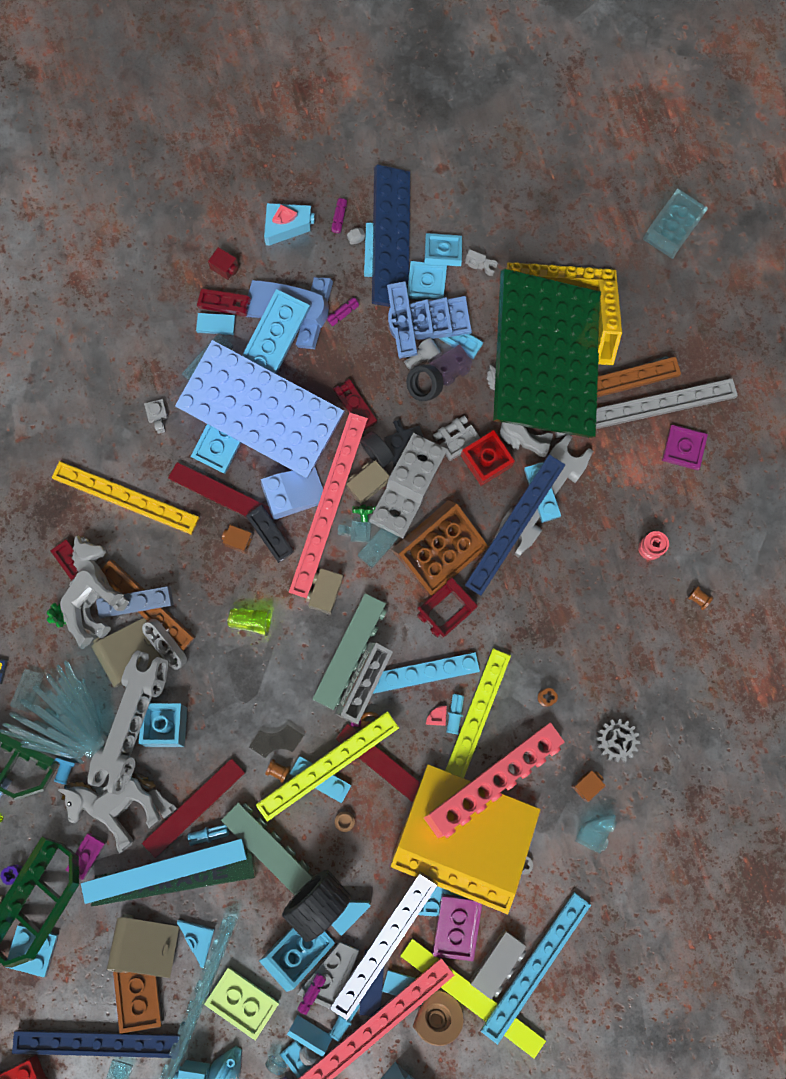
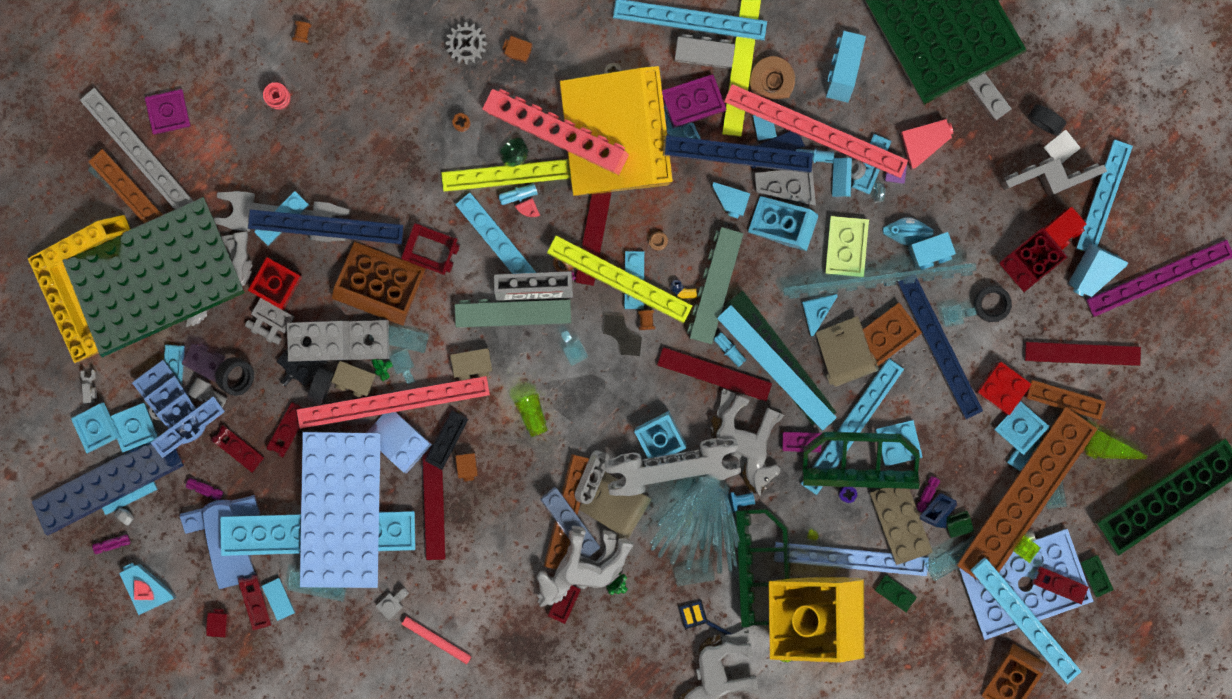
camera: 110 degrees left, 10 degrees up
(79, 926) = (859, 416): none -> medium azure tile
(102, 435) = (436, 640): none -> coral piece
(125, 497) = (482, 587): yellow tile -> none
(286, 688) = (574, 350): none -> clear light blue plate
(286, 818) = (681, 292): none -> arm
(311, 994) = (808, 193): magenta axle -> none
(316, 905) = (734, 225): black tyre -> none
(361, 356) = (238, 449): none -> dark red plate
(495, 731) = (514, 152): none -> clear green hair
(594, 833) = (555, 25): clear light blue slope -> none

